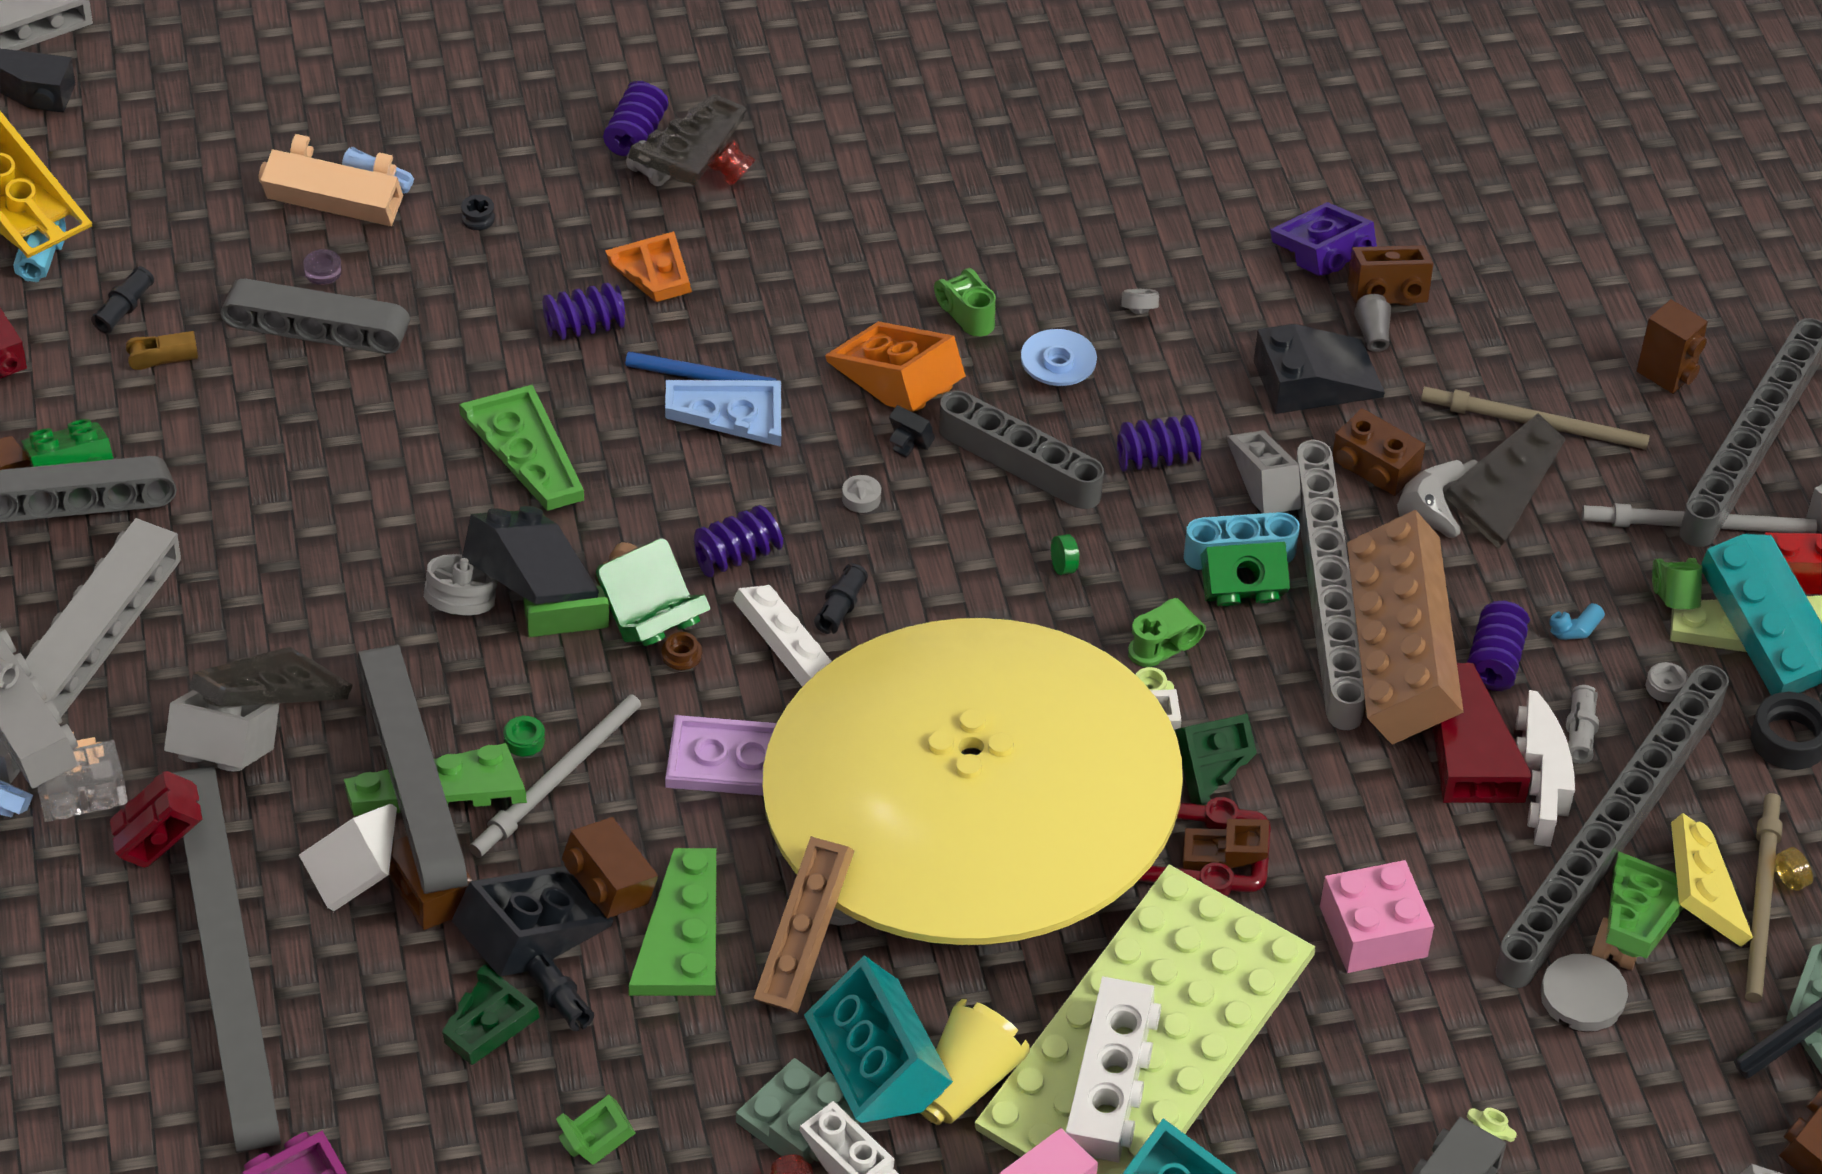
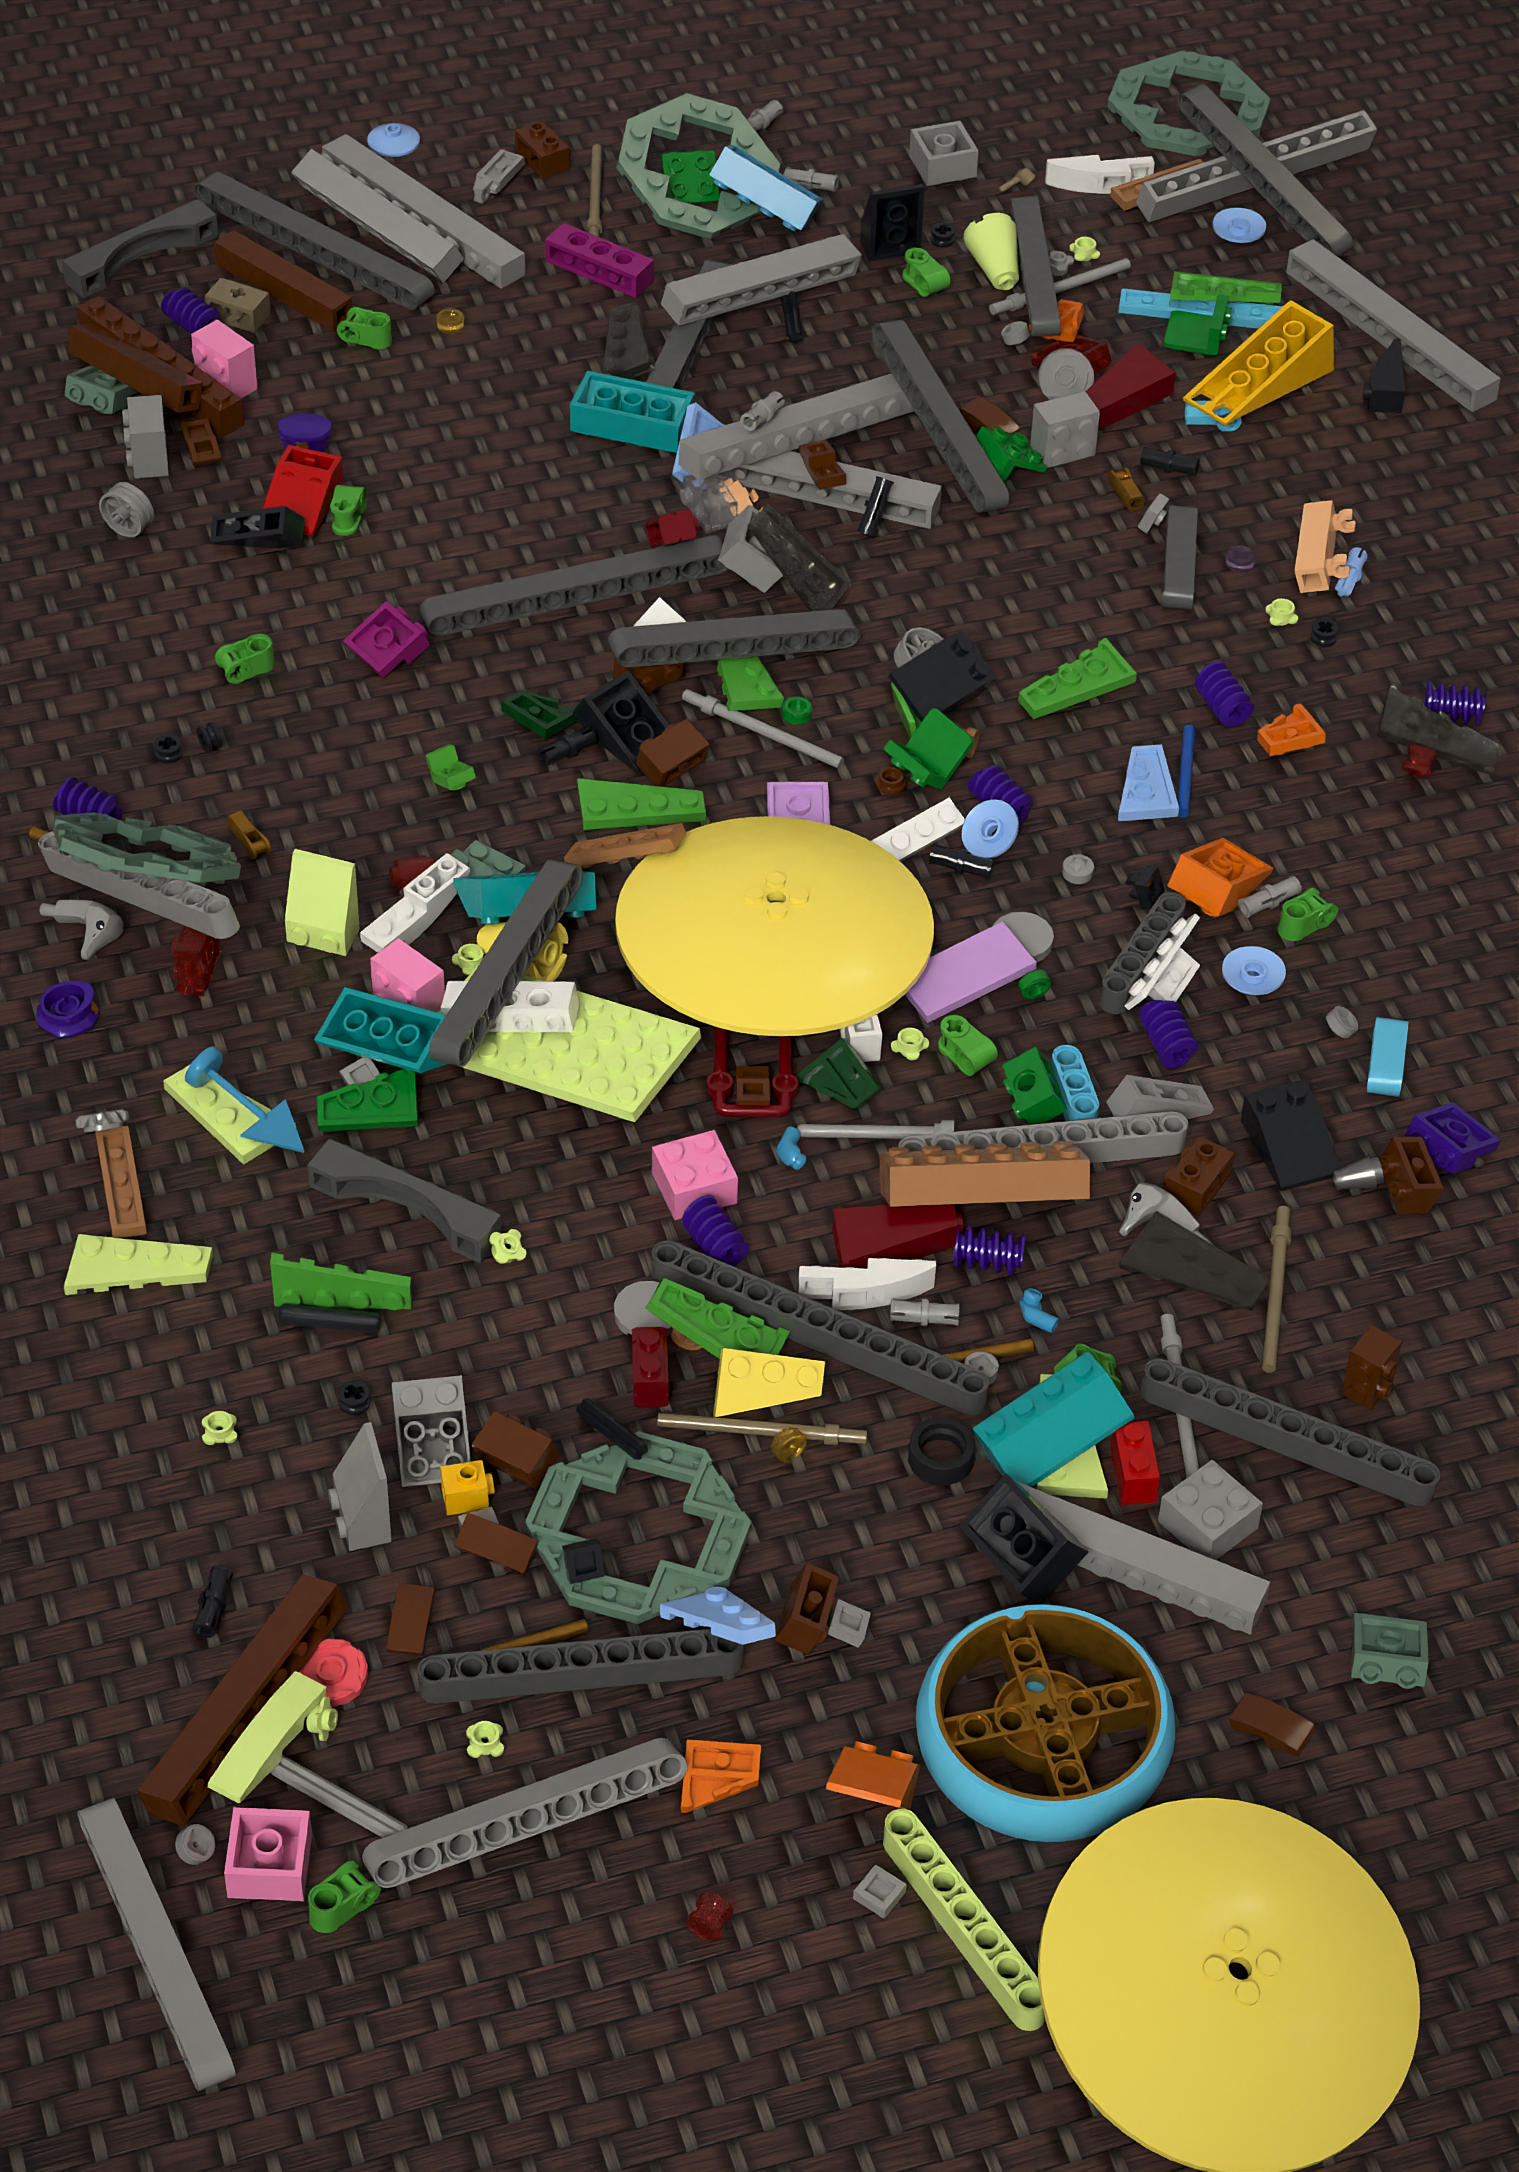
camera: 85 degrees right, 0 degrees up
(55, 376) = (1065, 429): none -> light grey brick
(60, 635) = (822, 464): none -> reddish brown slope
(158, 592) = (875, 506): none -> black pin
(227, 327) = (1154, 514): none -> light grey plate
(435, 242) = (1281, 612): none -> yellowish green plate
(813, 553) = (981, 824): none -> light blue dish
(926, 315) = (1269, 896): none -> light grey pin
(965, 1125) = (468, 957): none -> yellowish green plate
(975, 561) = (1031, 931): none -> light grey tile
(1028, 589) = (969, 971): none -> lavender tile
(1059, 422) = (1171, 971): none -> white bracket
(1067, 1045) = (505, 963): none -> dark grey beam
(1198, 270) = (1387, 1057): none -> medium azure beam
(1301, 672) = (873, 1131): none -> light grey piece
(1322, 826) = (789, 1151): none -> dark azure arm
(1471, 903) = (714, 1231): none -> dark purple piece
(1637, 679) = (998, 1350): none -> pearl gold bar
(1689, 989) = (650, 1367): none -> dark red brick

